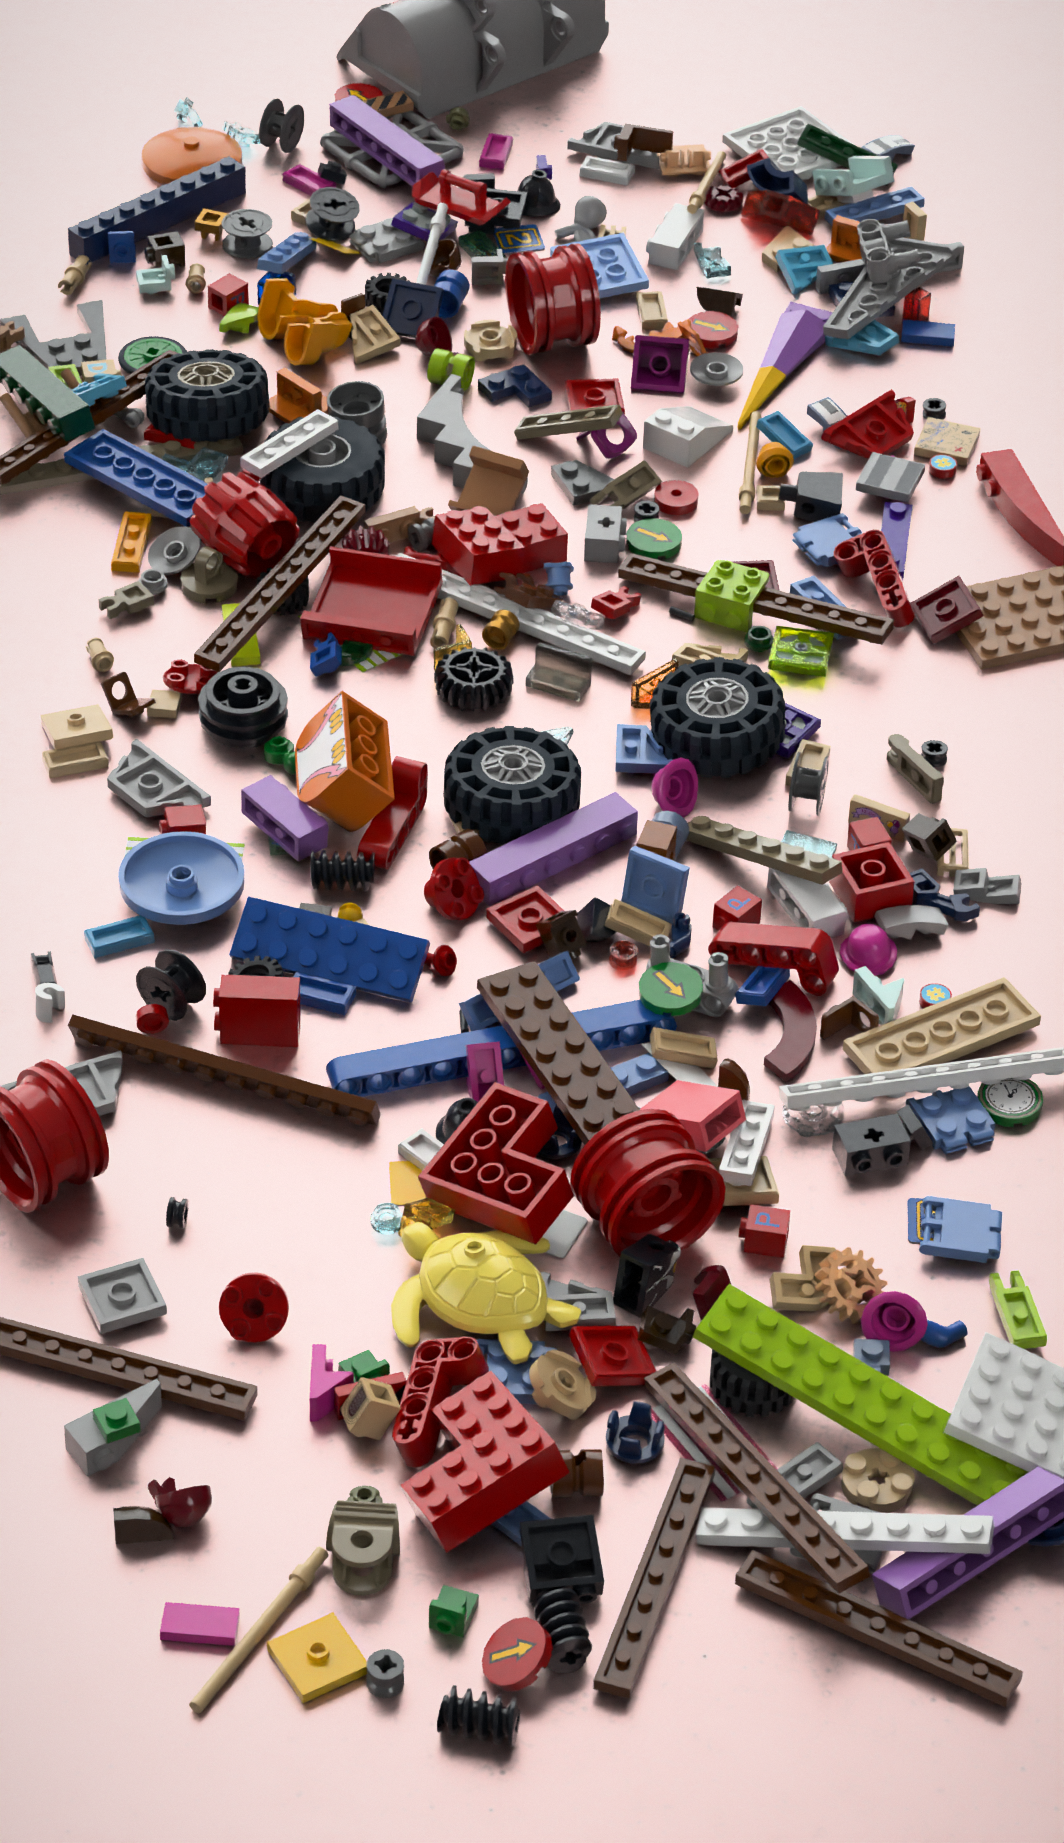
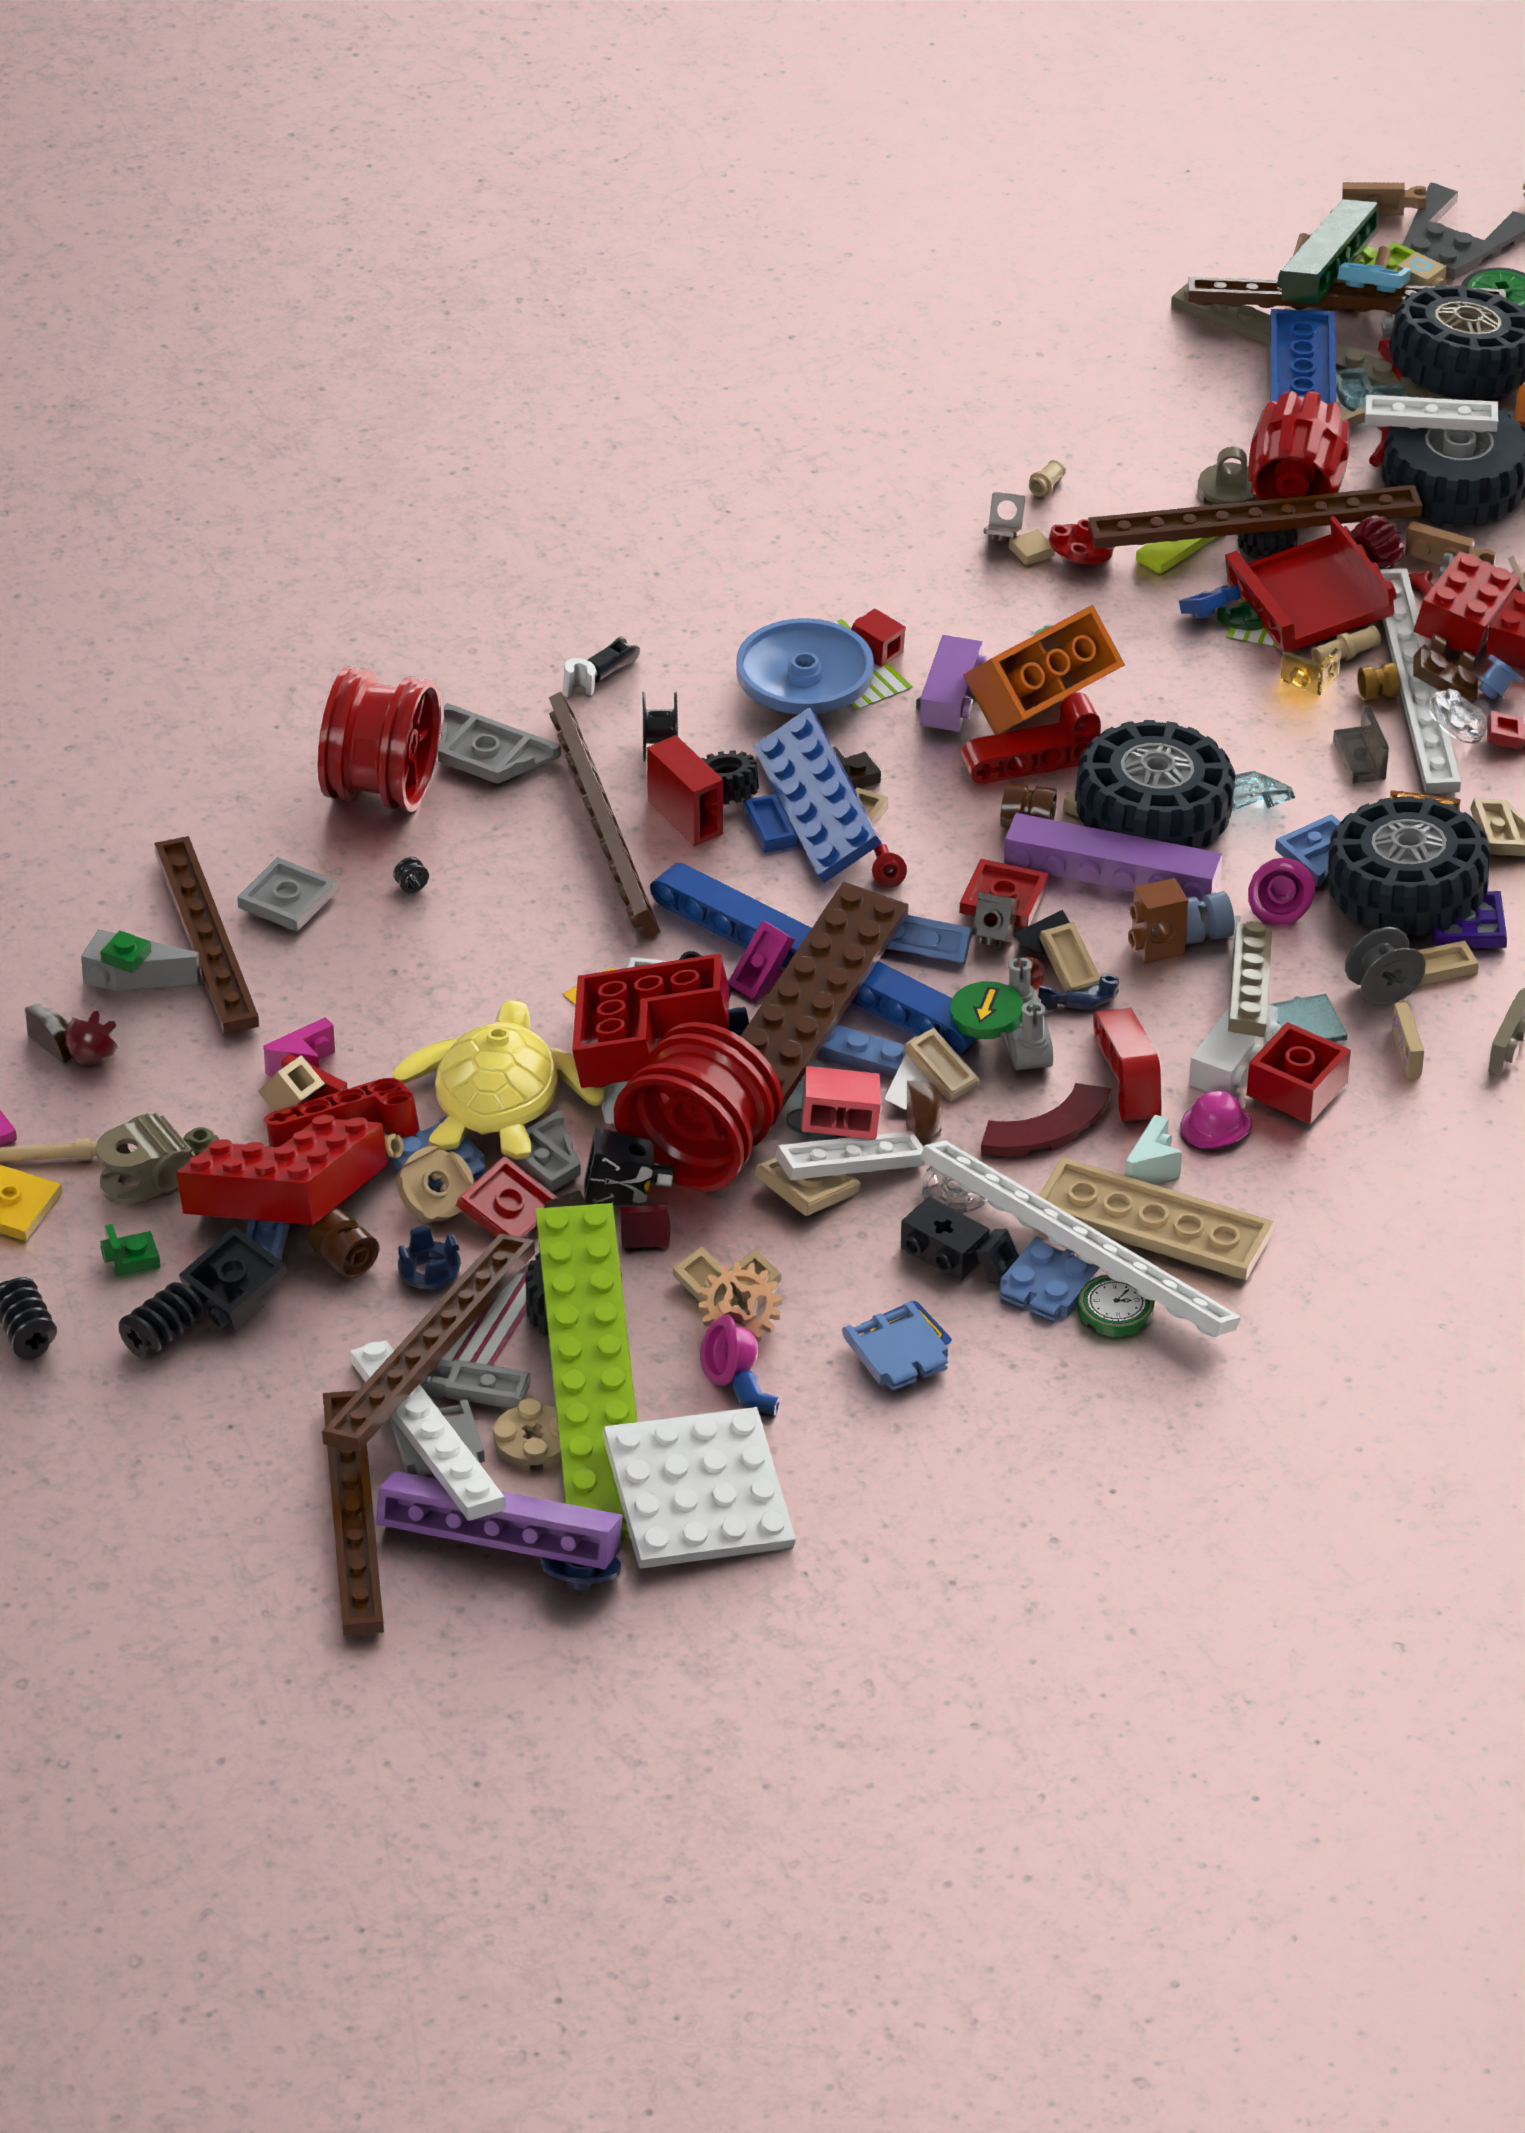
camera: 55 degrees right, 0 degrees up
(75, 759) = (899, 538): tan tile -> none
(77, 726) = (935, 514): tan plate -> none
(119, 936) = (706, 677): dark azure tile -> none
(127, 598) = (1140, 455): dark tan plate -> none
(131, 542) = (1223, 418): light orange tile -> none
(152, 783) = (916, 593): light grey wing -> none
(152, 1018) = (621, 743): red tile -> none
(154, 580) = (1183, 455): light grey plate -> none
(174, 550) = (1235, 436): light grey dish -> none
(243, 707) = (1066, 580): black wheel -> none
(253, 1307) = (338, 966): red plate -> none
(342, 871) = (927, 751): black piece -> none
(350, 911) = (884, 785): yellow hinge -> none
(364, 1366) = (346, 1067): bracket -> none
(386, 1218) = (535, 994): clear light blue plate -> none
(392, 1680) = (24, 1245): dark grey wheel -> none
(426, 1212) = (552, 1010): clear yellow bracket -> none
(454, 889) = (975, 824): red plate -> none
(473, 678) = (1288, 700): black gear -> none
(516, 1654) = (107, 1304): tile -> none
(654, 1579) = (273, 1349): plate -> none
(655, 884) = (1121, 935): medium blue plate -> none
(737, 906) = (1160, 1011): brick -> none
(762, 986) = (1078, 1073): blue tile -> none
(765, 1230) = (760, 1223): red brick -> none
(845, 1014) = (1092, 1142): reddish brown bracket -> none
(866, 833) = (1368, 1046): brick -> none
(873, 1353) = (674, 1365): sand blue plate -> none
(904, 920) = (1278, 1120): light grey slope -> none
(927, 894) = (1338, 1124): dark blue piece -> none
(929, 836) = (1411, 1080): dark brown brick -> none
(933, 994) = (1204, 1189): tile -> none
(951, 867) = (1432, 1117): tan tile -> none
(988, 889) = (1401, 1158): light grey slope -> none
(1018, 1311) = (833, 1430): lime hinge -> none

